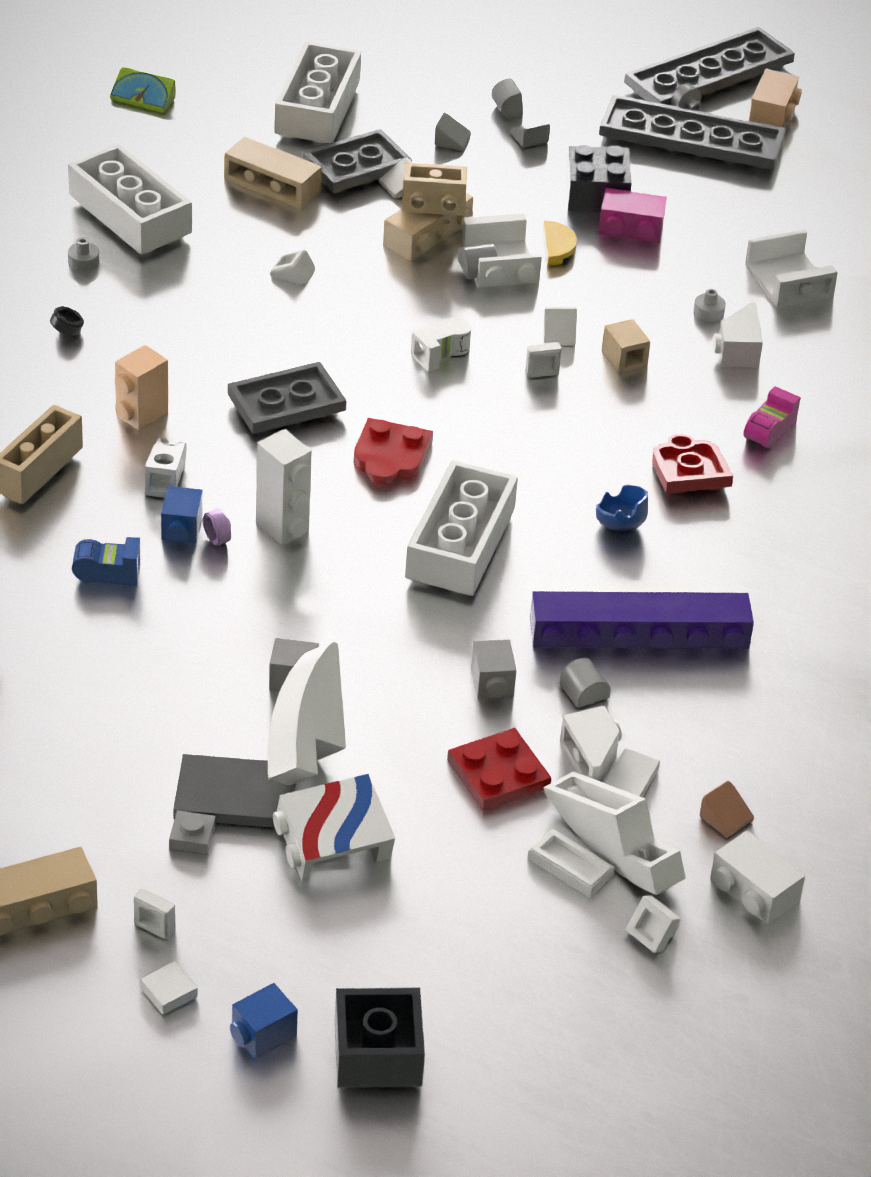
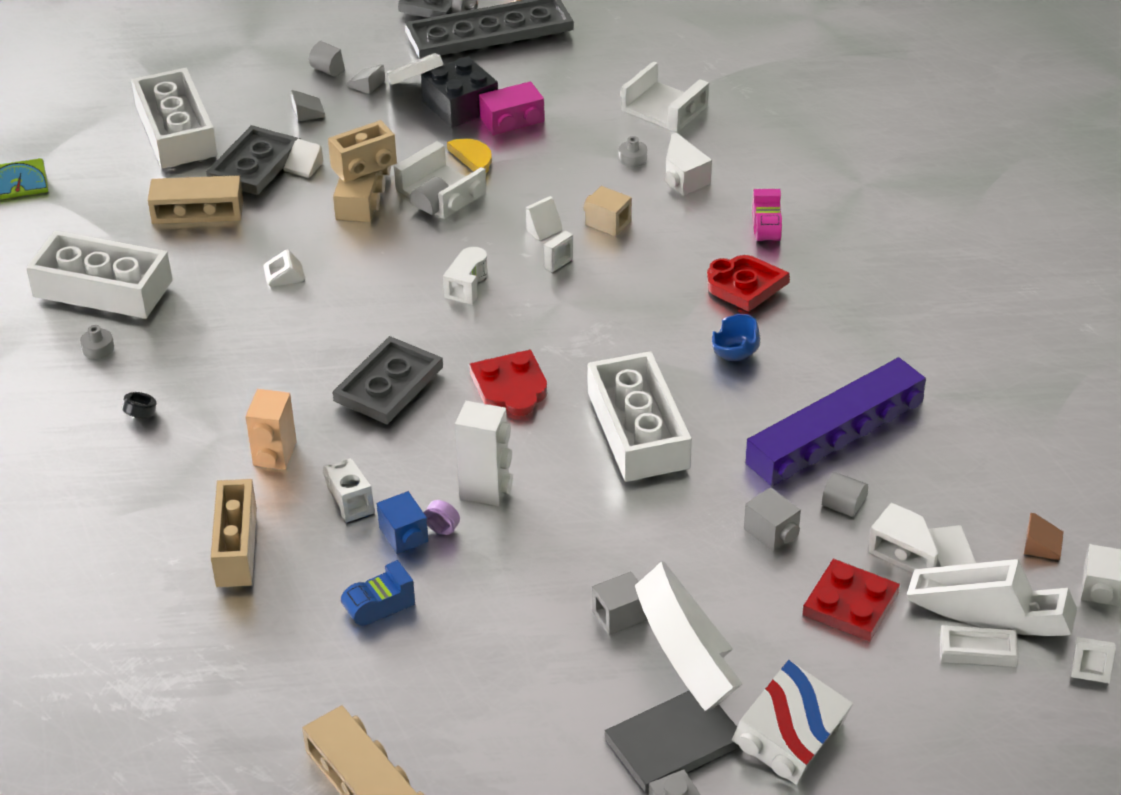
camera: 30 degrees left, 0 degrees up
(552, 138) = (414, 68): none -> white tile

